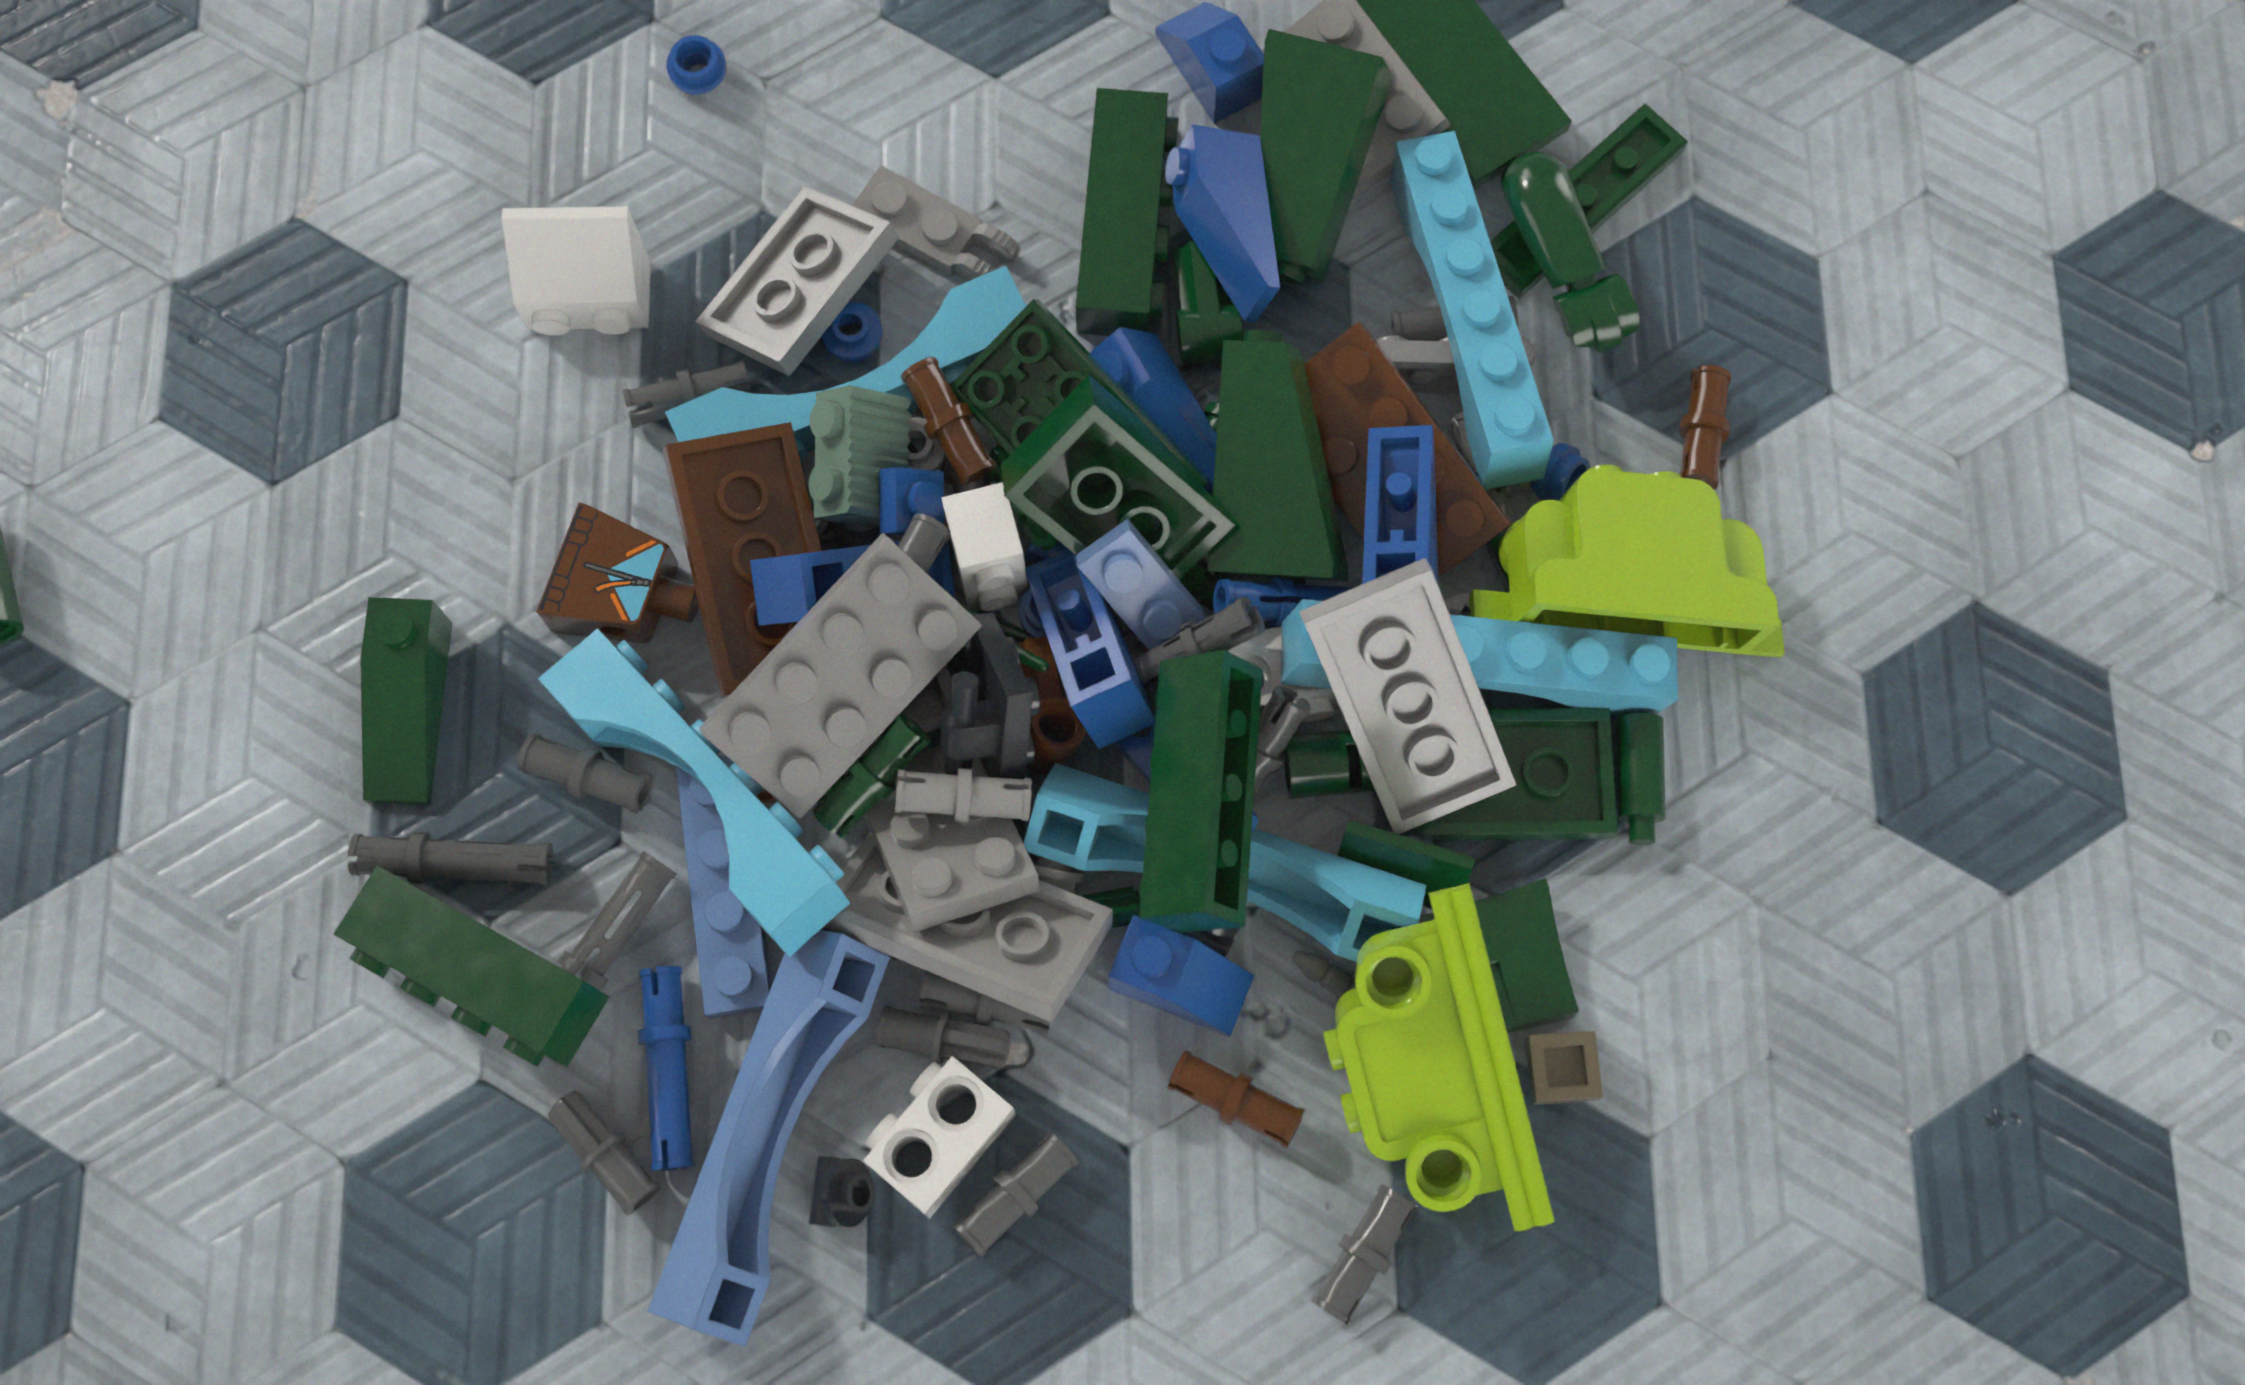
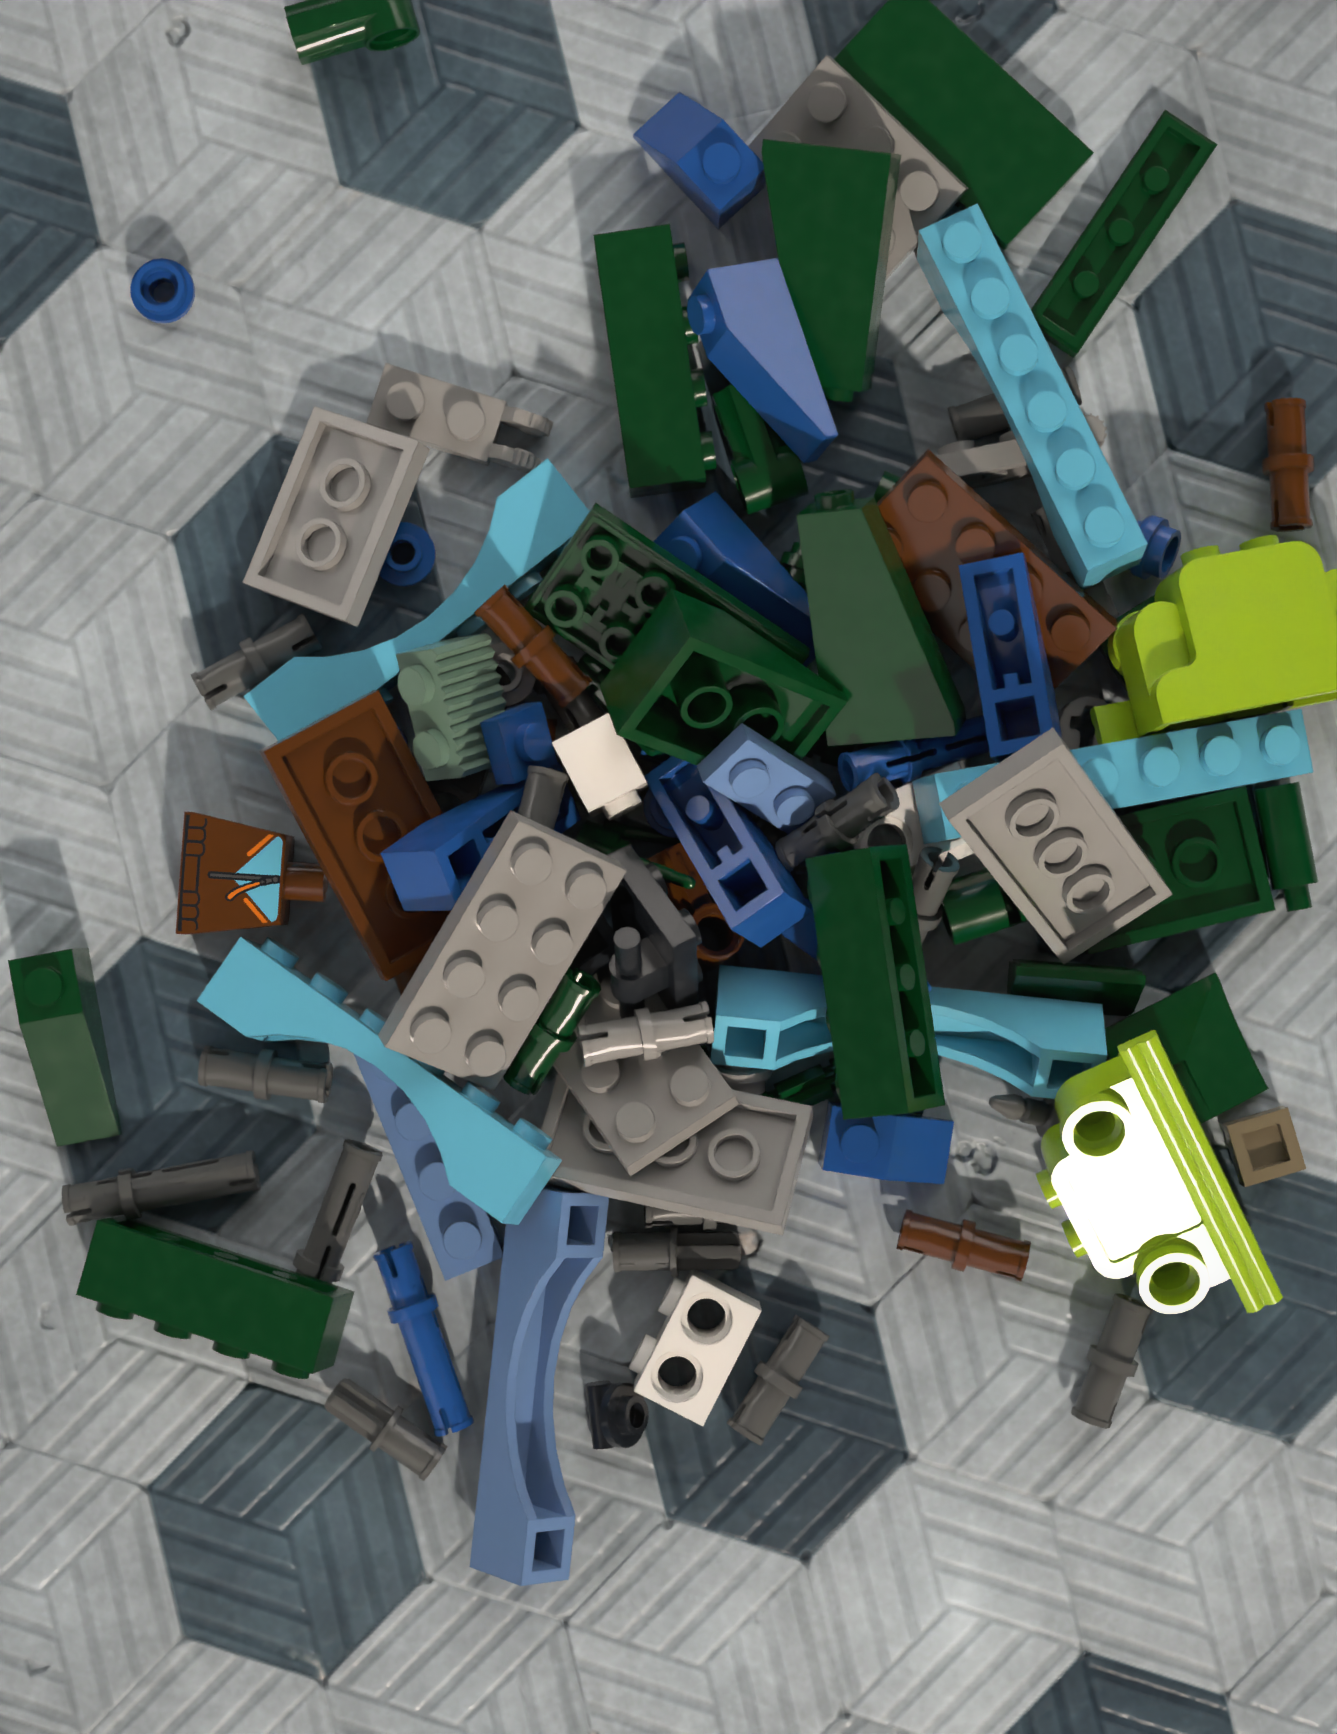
camera: 10 degrees left, 15 degrees up
(577, 269) = (111, 563): white slope -> none
(1562, 244) = (1108, 300): dark green piece -> none

